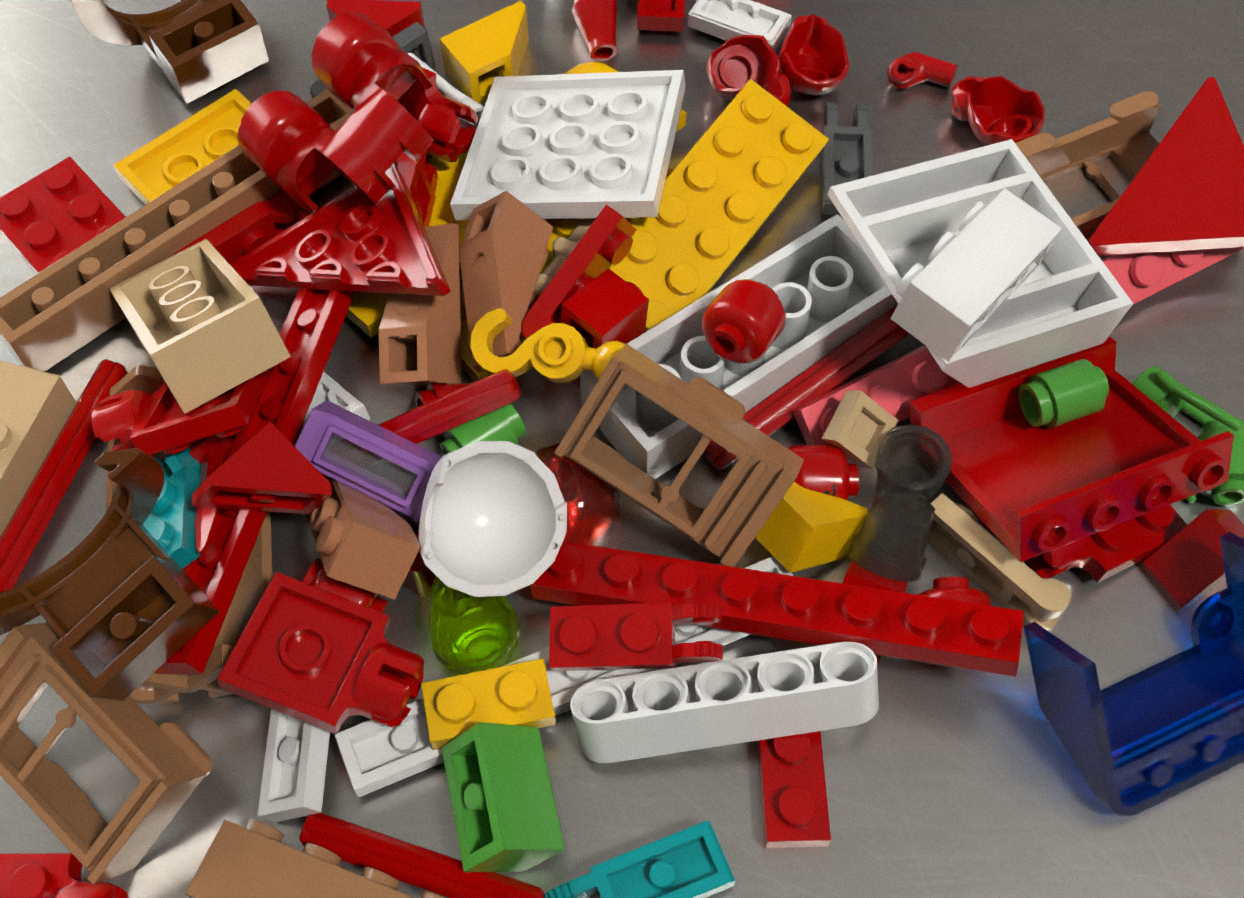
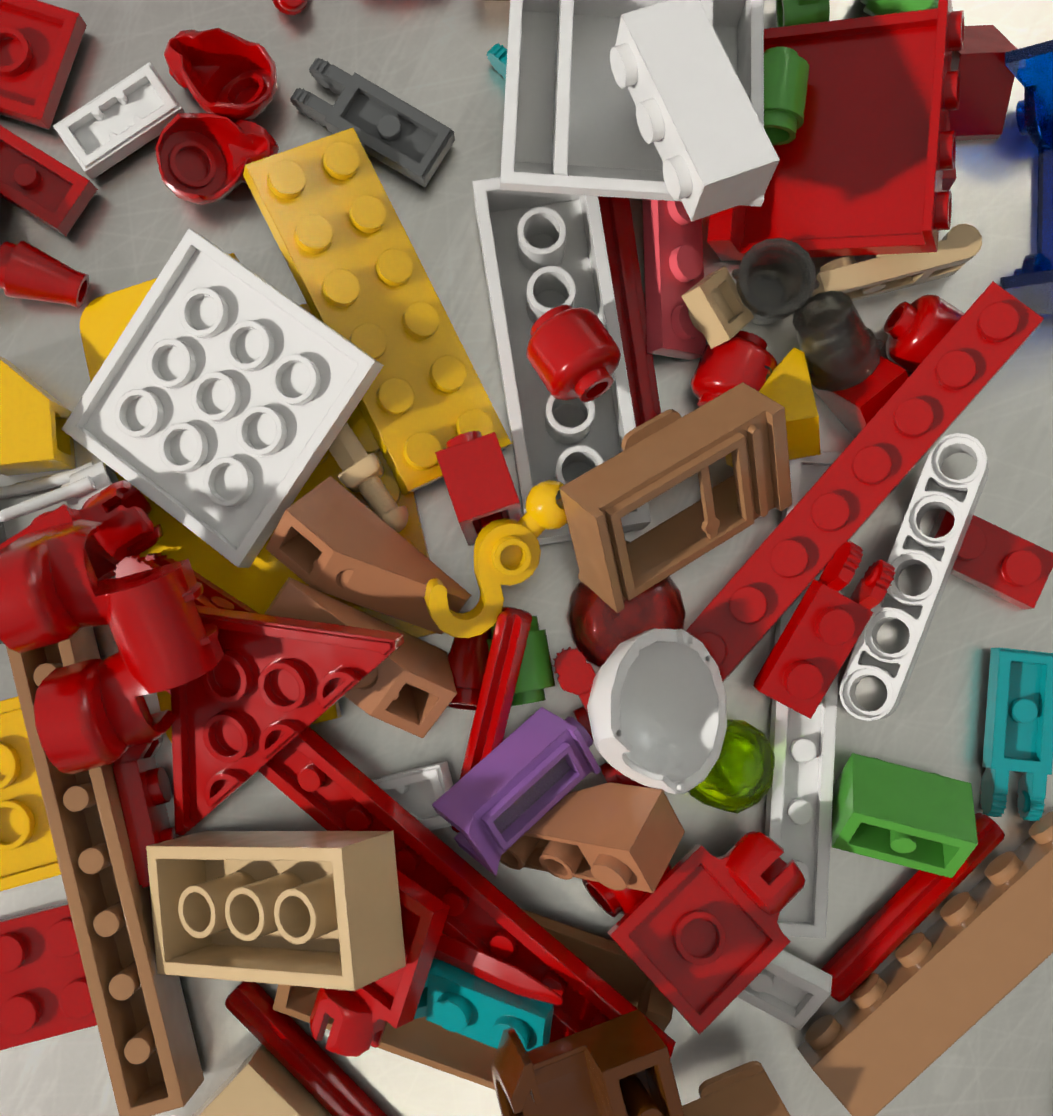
camera: 65 degrees left, 25 degrees up
(265, 476) = (513, 919): red slope -> none
(498, 695) = (811, 787): yellow plate -> none
(601, 246) = (422, 487): red plate -> none

